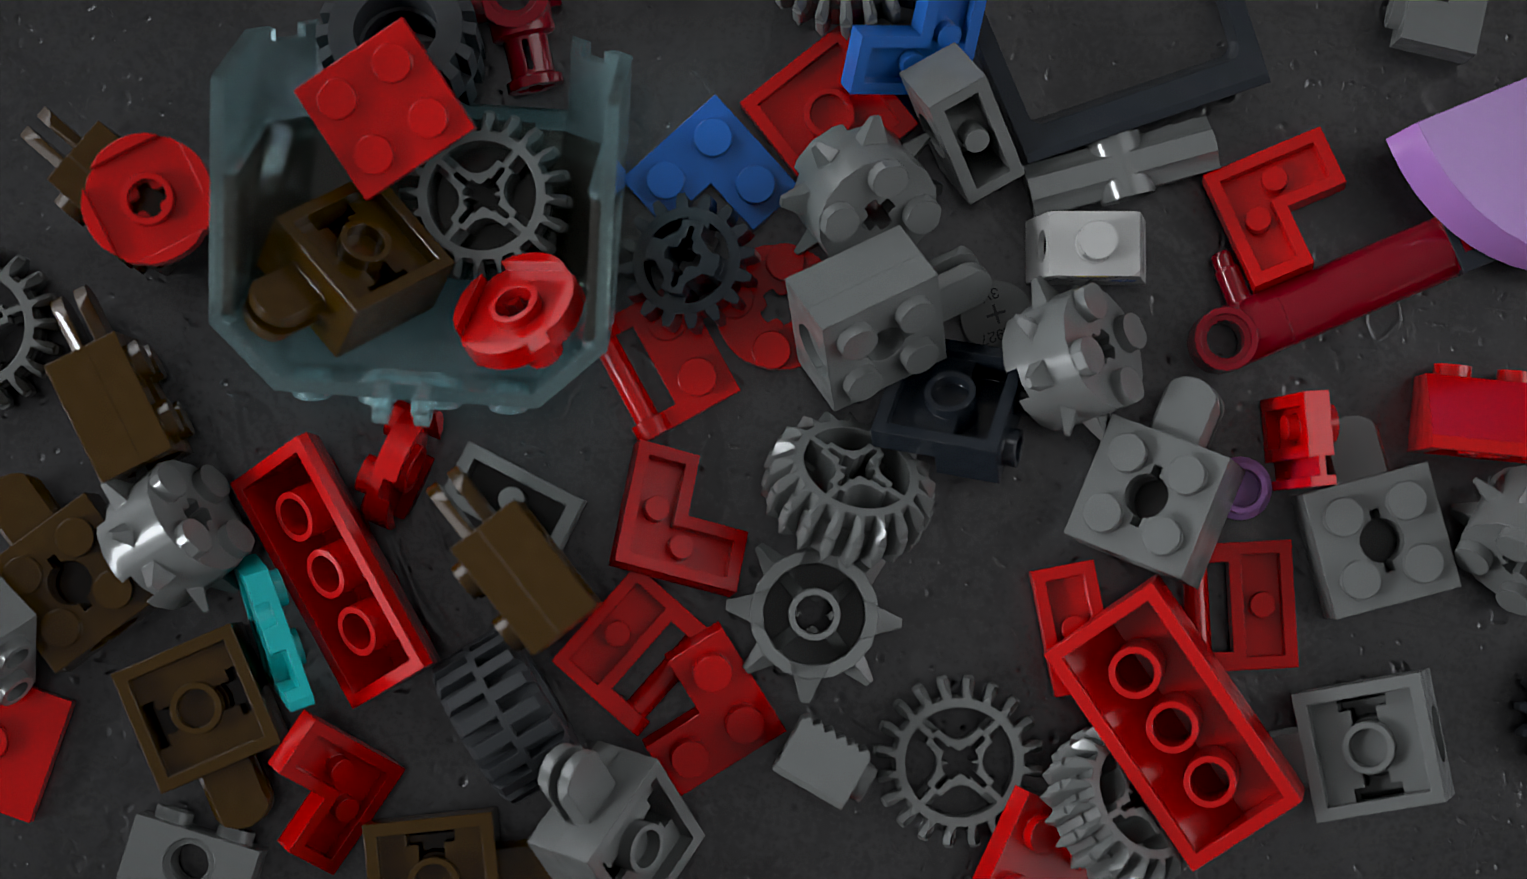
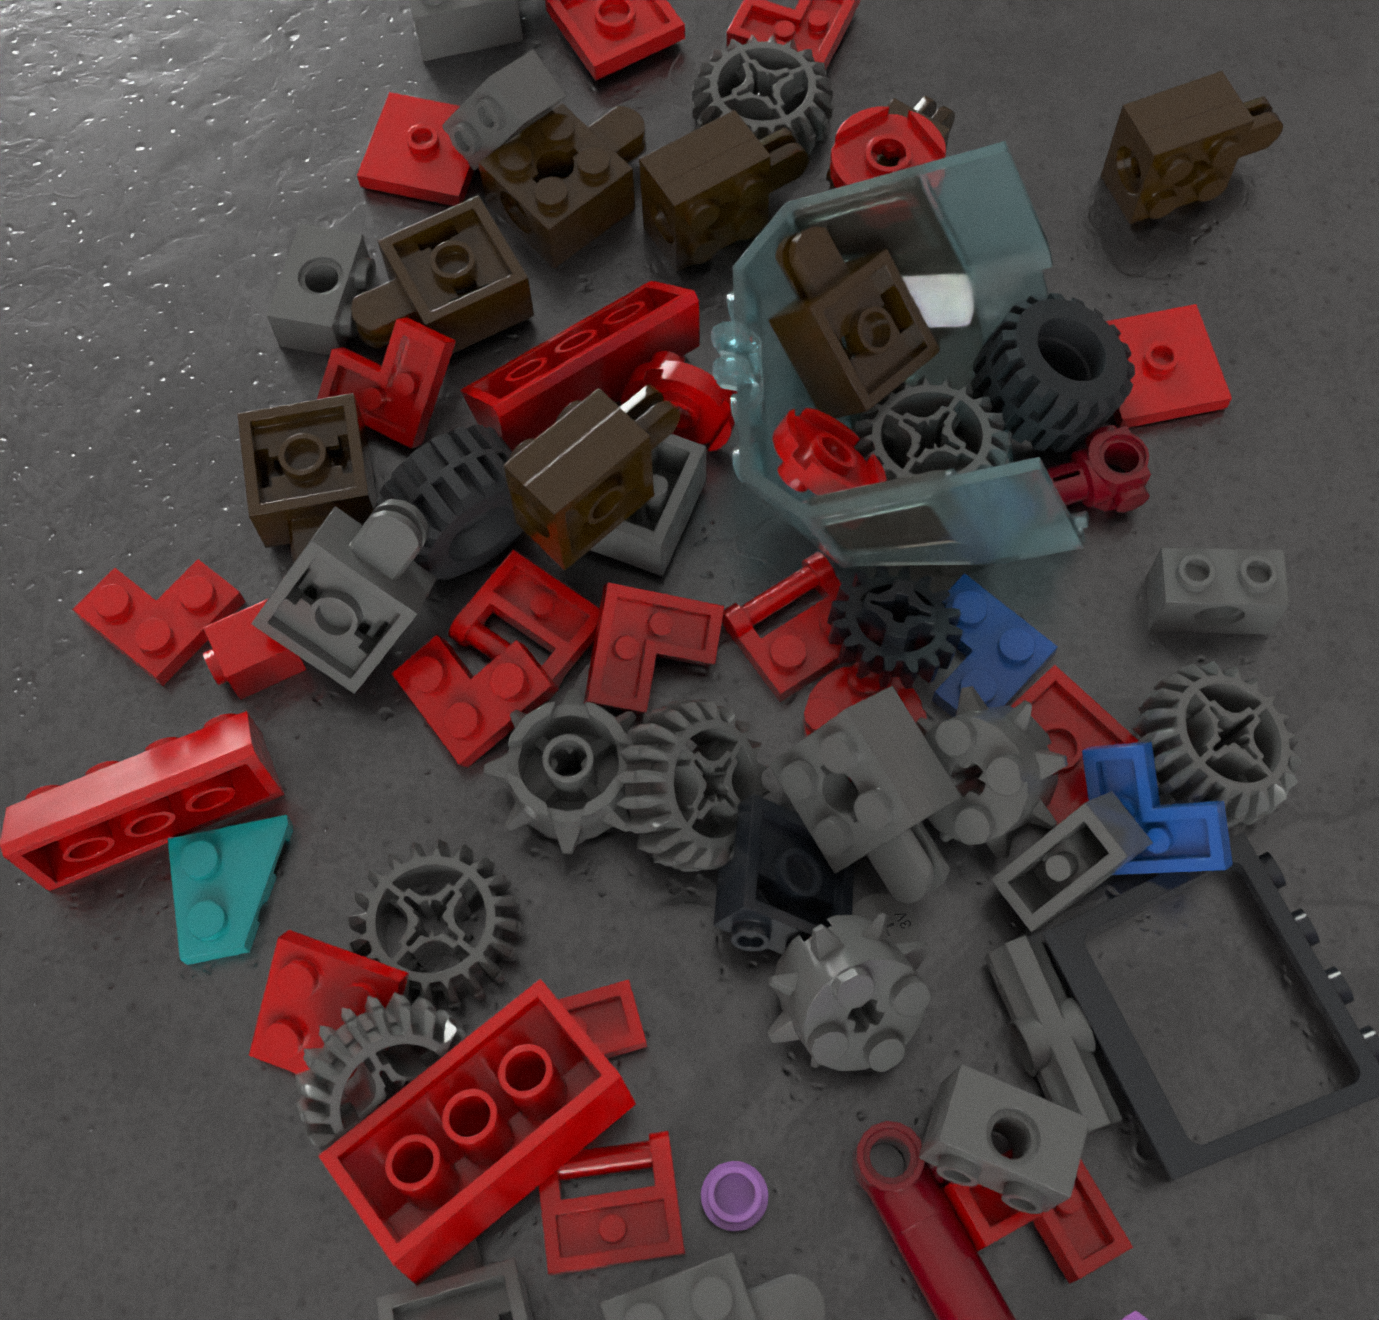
camera: 85 degrees right, 20 degrees down
(174, 533) = (602, 234): dark grey brick -> none
(277, 645) = (524, 319): teal wing -> none
(385, 109) = (998, 336): red plate -> none
(825, 762) = (427, 786): dark grey brick -> none
(1086, 248) = (966, 1010): light grey torso -> none
(1158, 488) = (718, 1127): dark grey brick -> none
(1234, 196) = (1042, 1136): none -> dark grey brick
(1297, 438) = (798, 1245): red plate -> none

